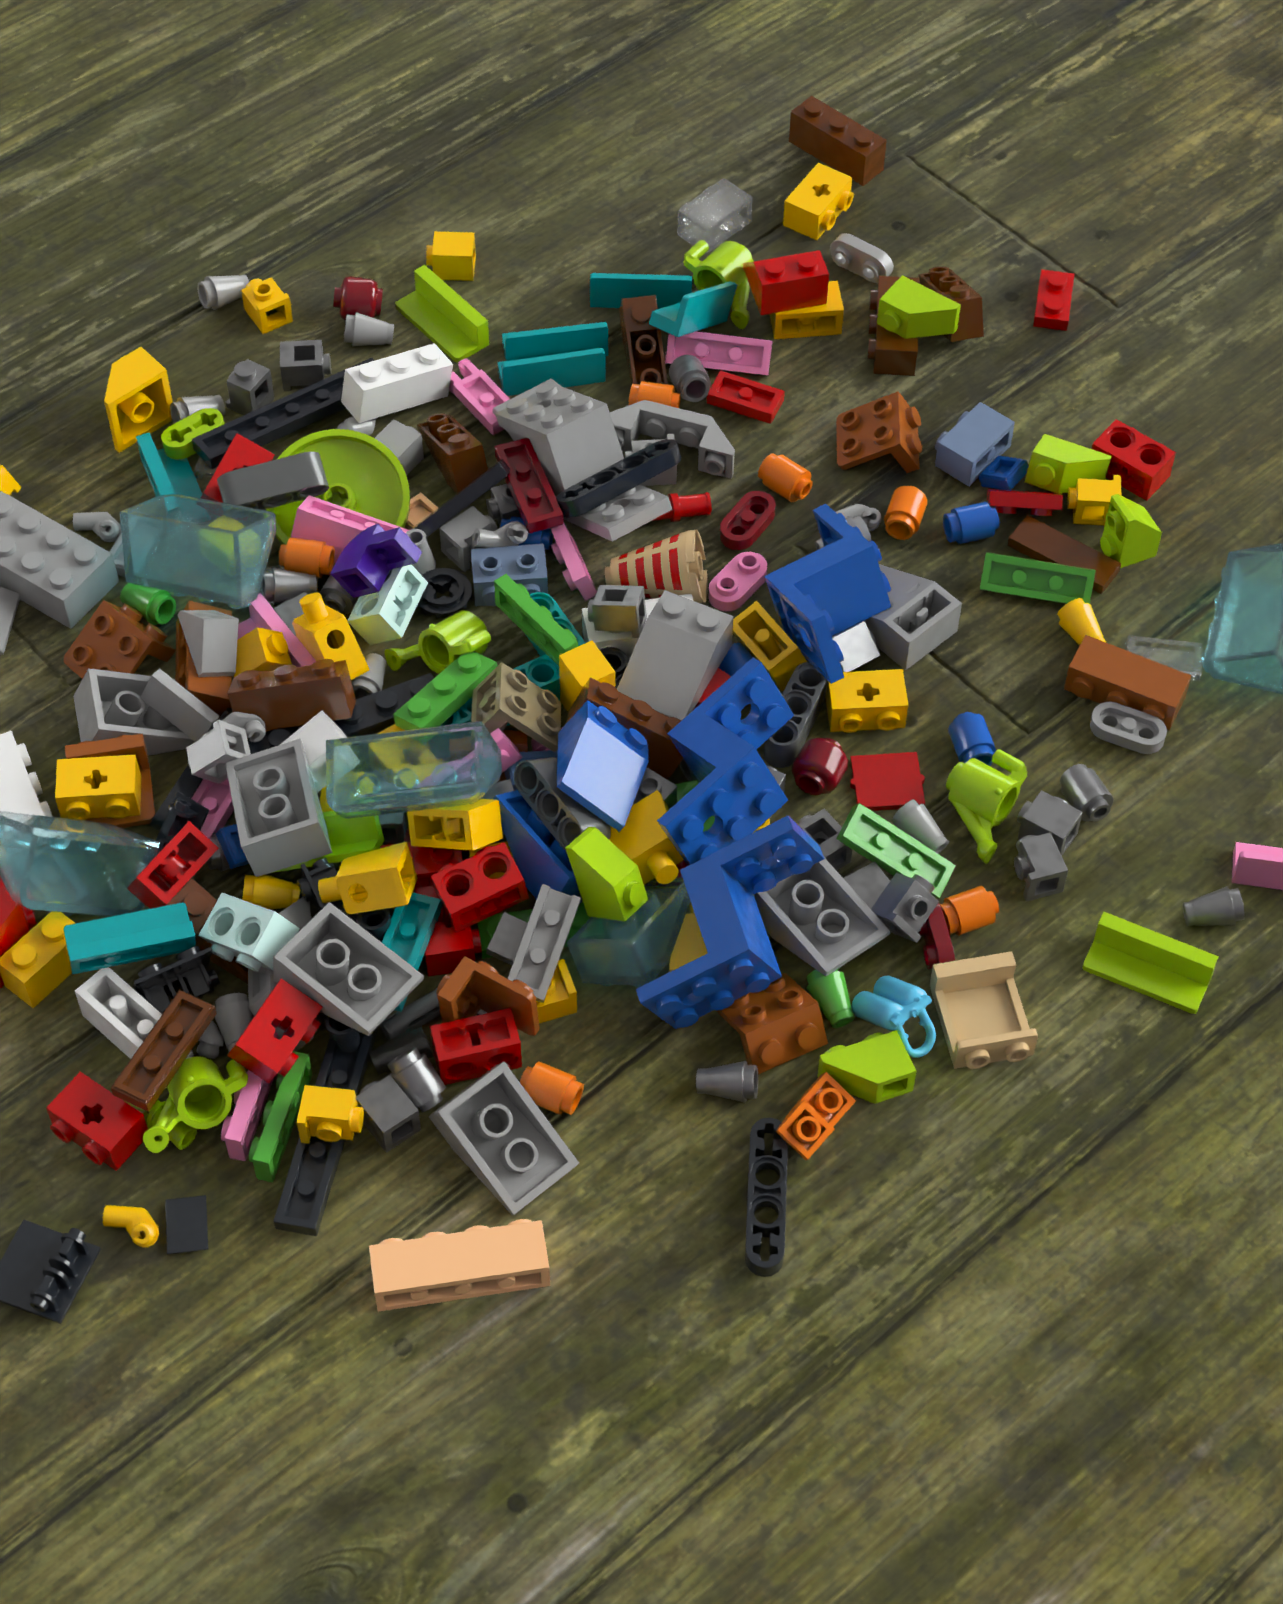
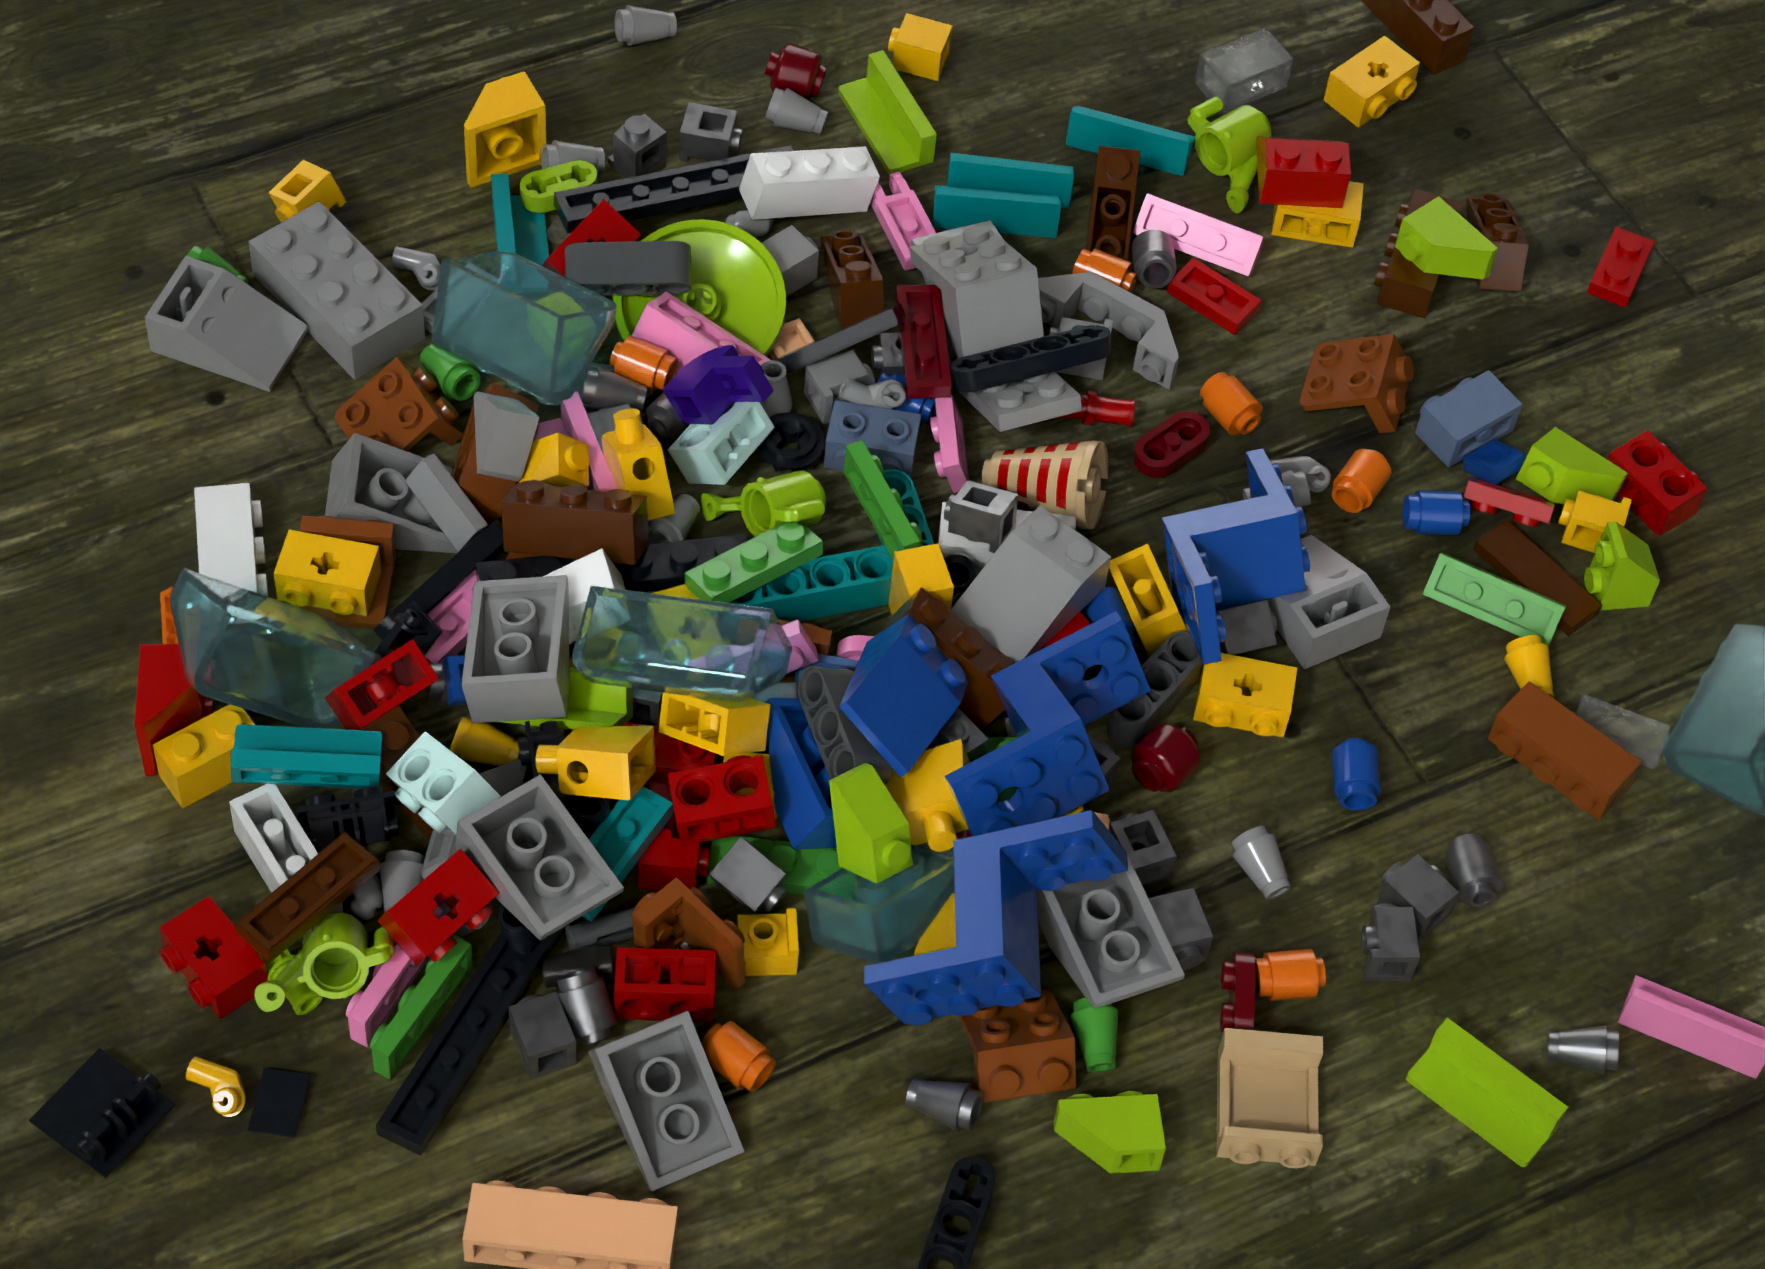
camera: 10 degrees right, 0 degrees up
(215, 748) = (471, 562): light grey brick -> none
(250, 722) = (506, 540): light grey arm -> none
(265, 296) = (688, 44): yellow brick -> none
(329, 1114) = (472, 1019): yellow brick -> none
(513, 699) = (831, 594): dark tan bracket -> none
(544, 940) = (776, 882): light grey hinge -> none
(696, 310) = (1184, 180): teal panel -> none
(743, 576) = (1142, 512): bright pink plate -> none
(815, 1115) = (1033, 1169): orange slope -> none
(861, 257) = (1402, 161): light grey plate -> none
(887, 780) = (1241, 795): red piece -> none
(892, 1005) = (1163, 1063): medium azure piece -> none
(893, 848) = (1222, 883): plate -> none
(906, 905) = (1213, 949): flat silver brick -> none
(985, 796) = (1350, 844): lime piece -> none
(1128, 727) = (1549, 805): light grey plate -> none

